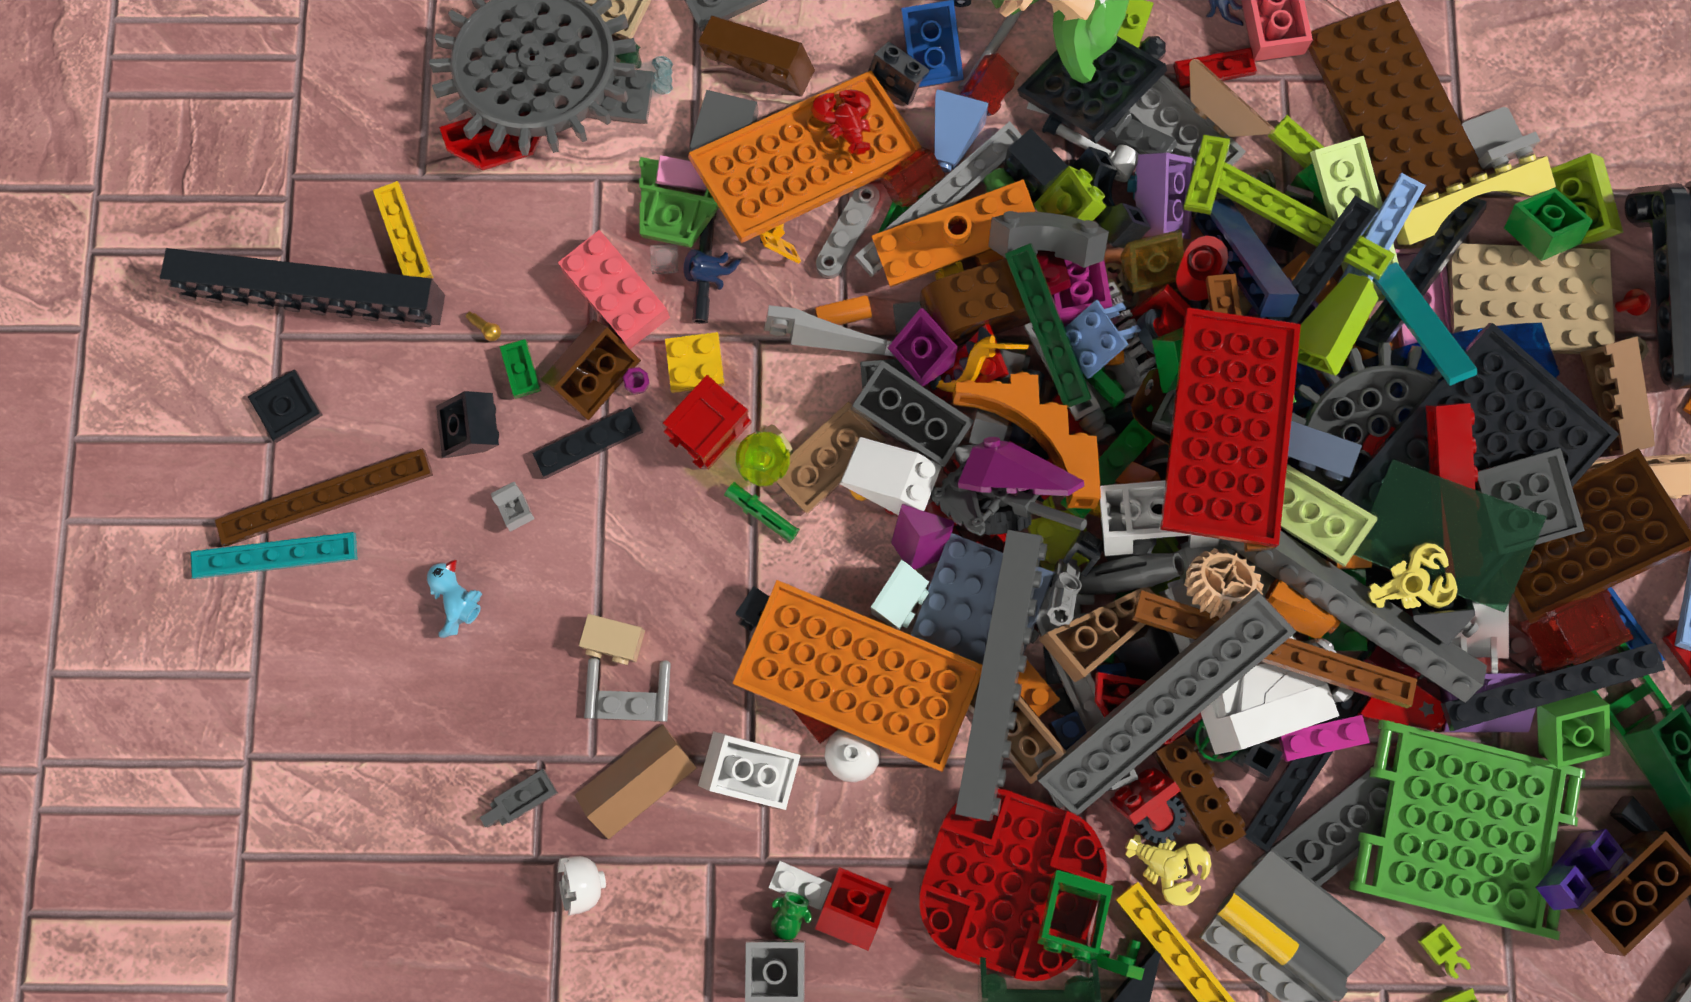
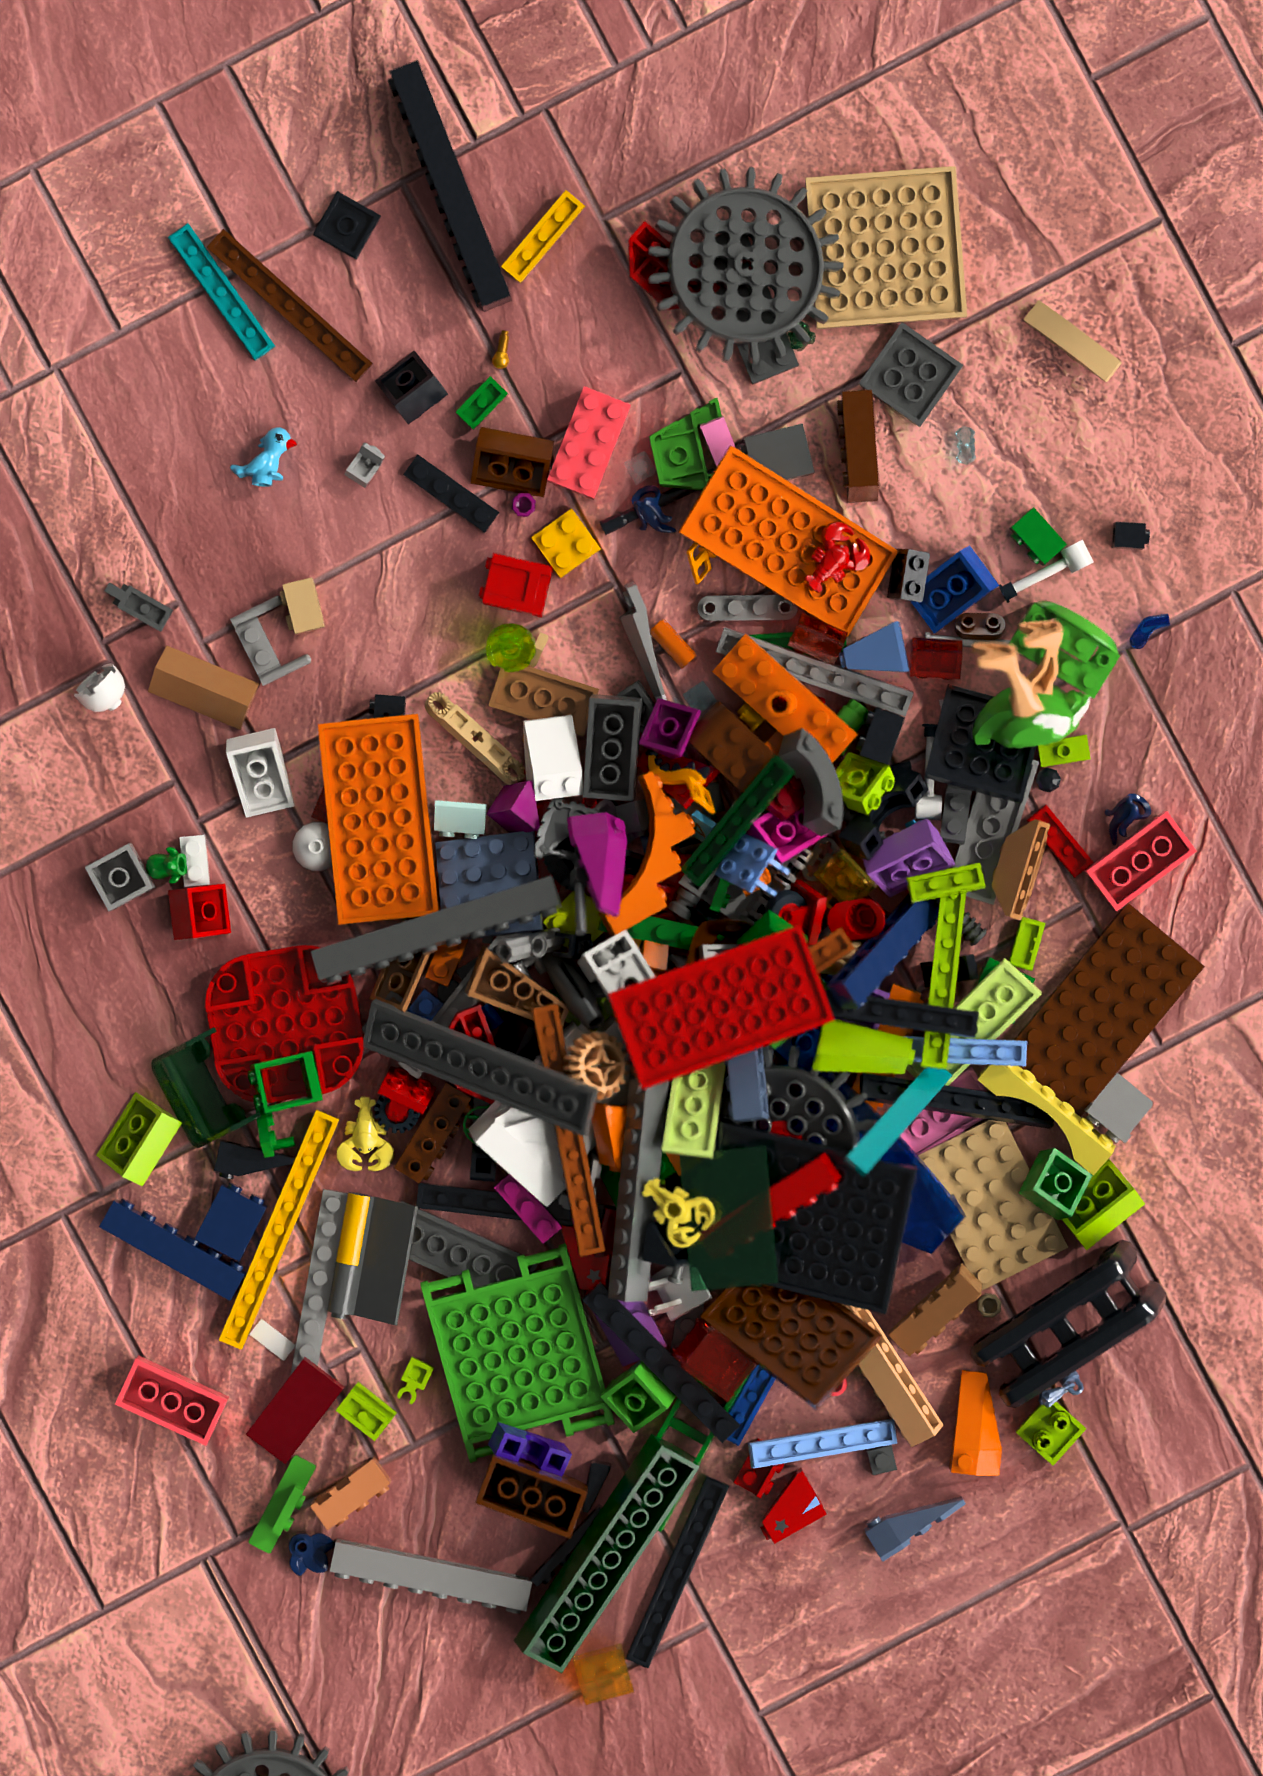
camera: 55 degrees right, 10 degrees up
(662, 75) = (800, 374): clear light blue piece -> none
(760, 511) = (470, 668): green pin -> none
(817, 547) = (464, 728): none -> tan piece
(979, 36) = (980, 627): none -> reddish brown plate
(1034, 366) = (703, 825): none -> medium azure tile
(1539, 485) = (802, 1270): dark grey plate -> none
(1635, 302) = (1031, 1289): red plate -> none

